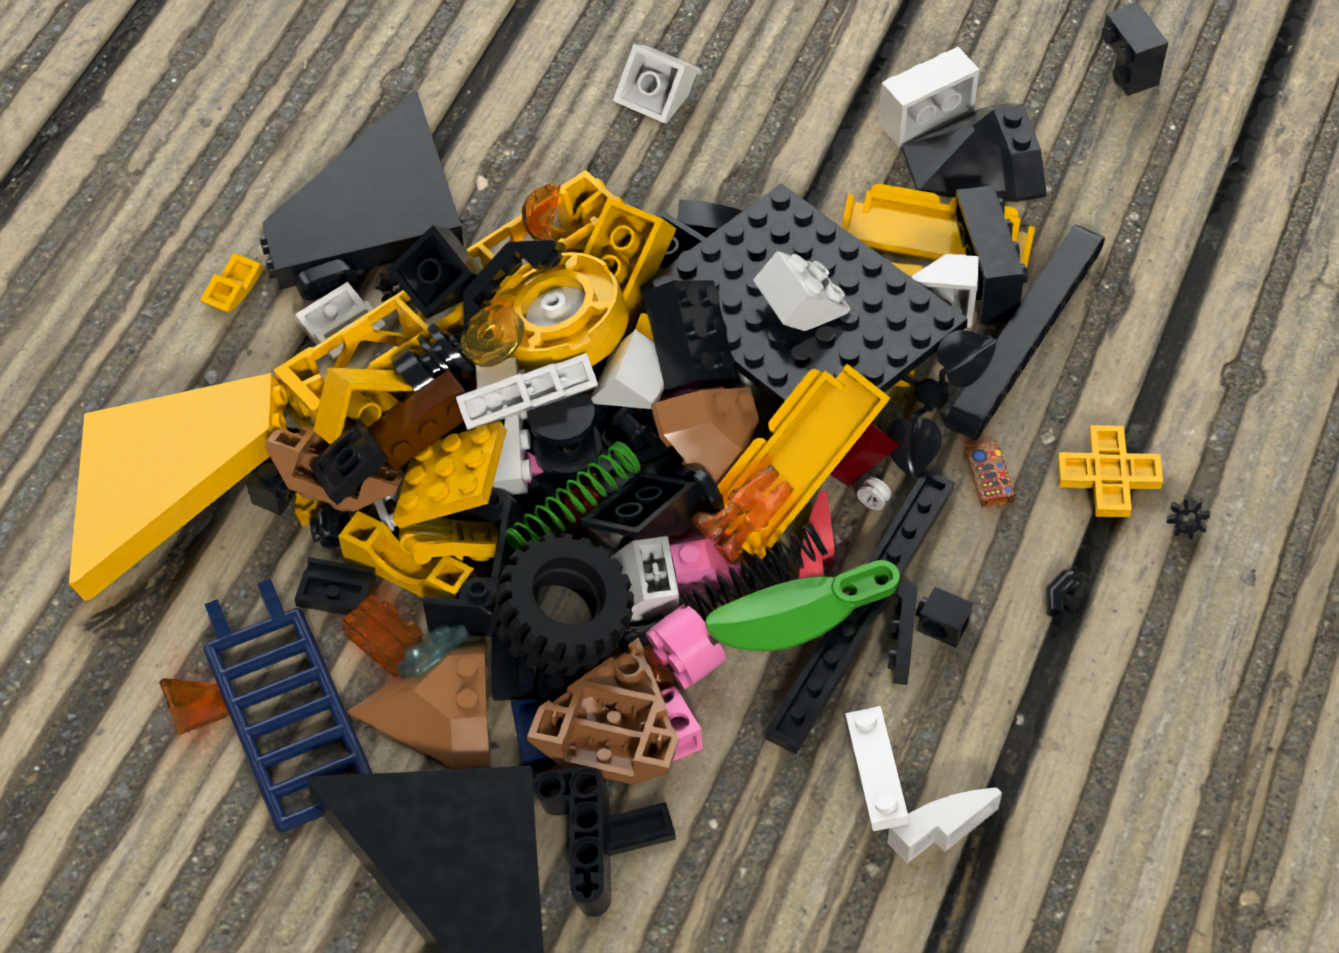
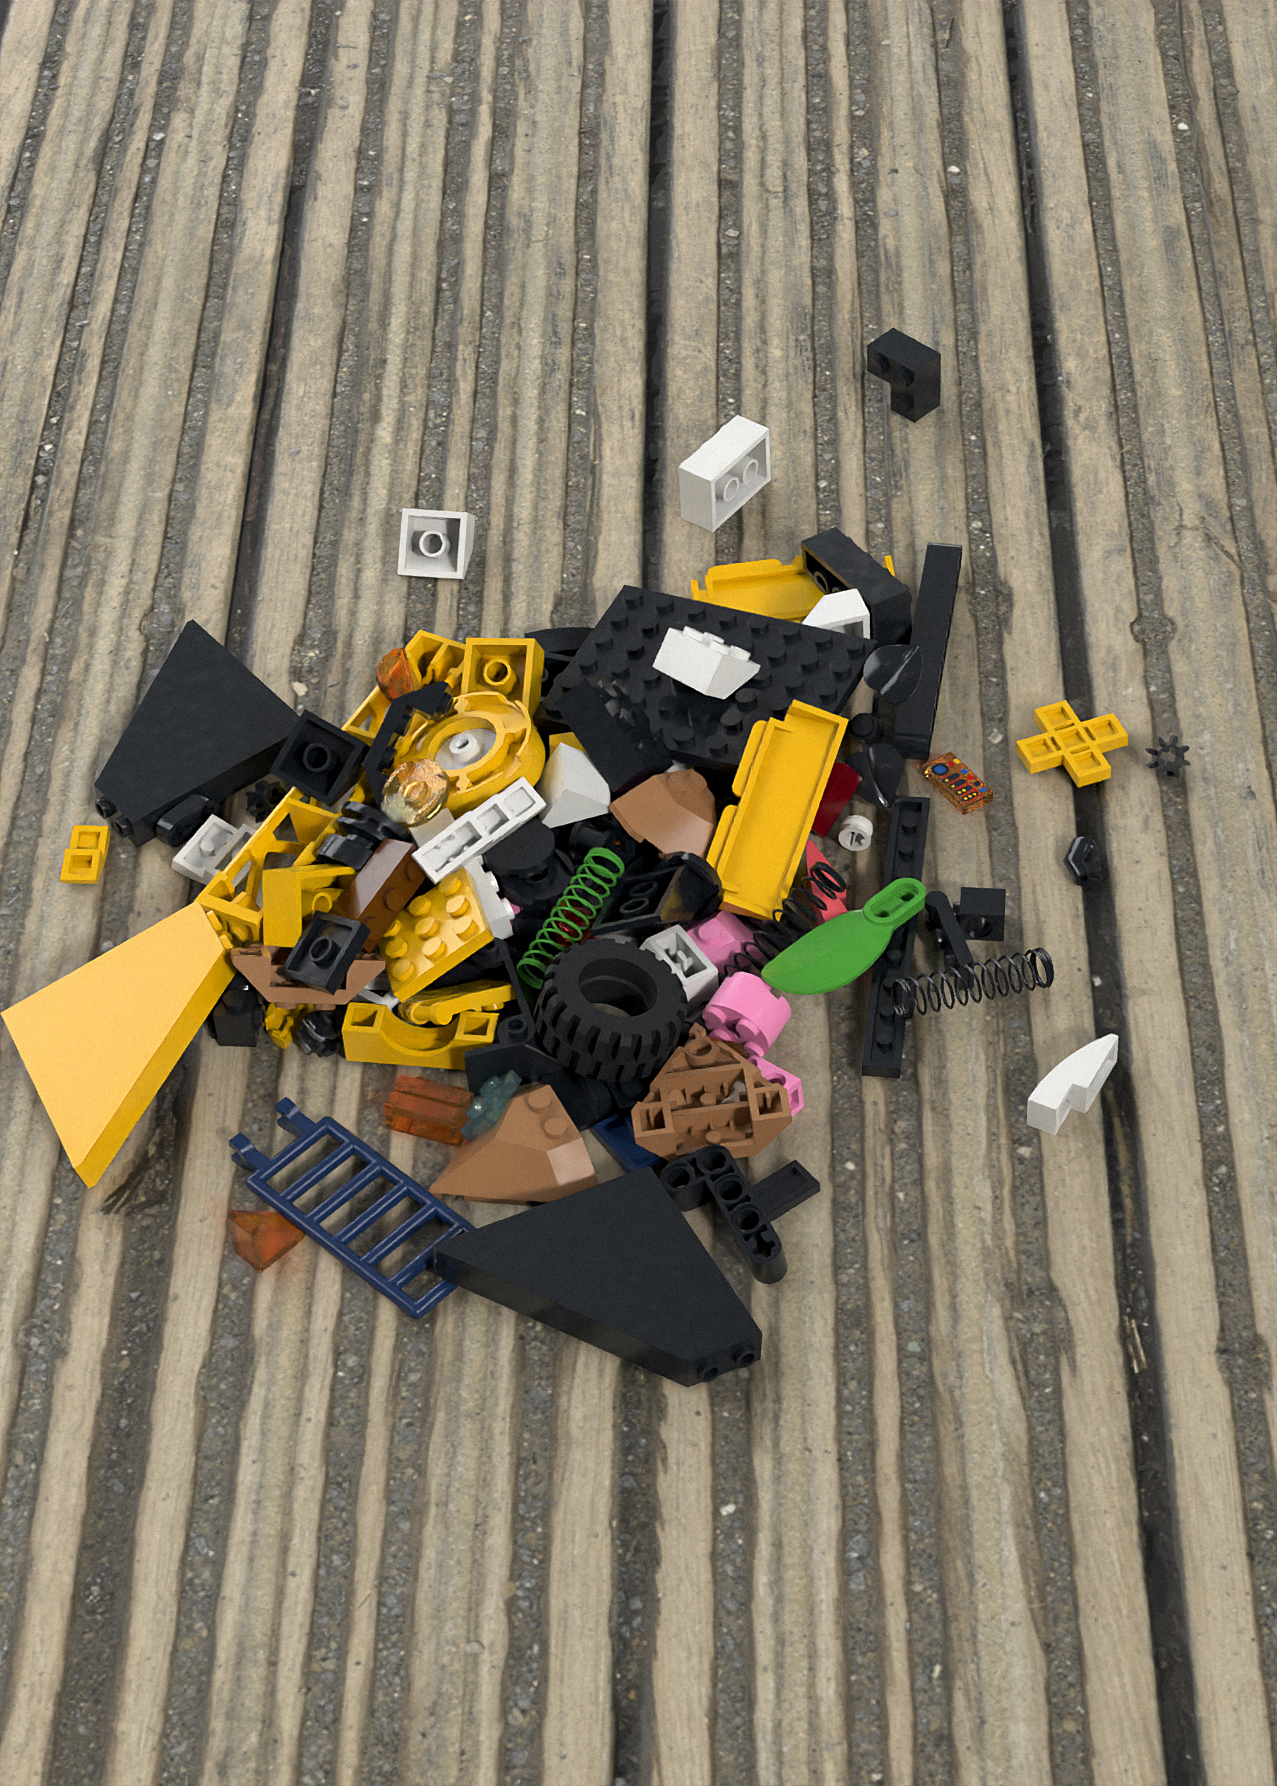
camera: 20 degrees left, 10 degrees down
(334, 586) = (353, 1086): black plate -> none
(745, 500) = (743, 863): clear orange piece -> none
(877, 769) = (988, 1058): white plate -> none
(971, 686) = (913, 1001): none -> black piece
(980, 151) = (798, 506): black wedge -> none

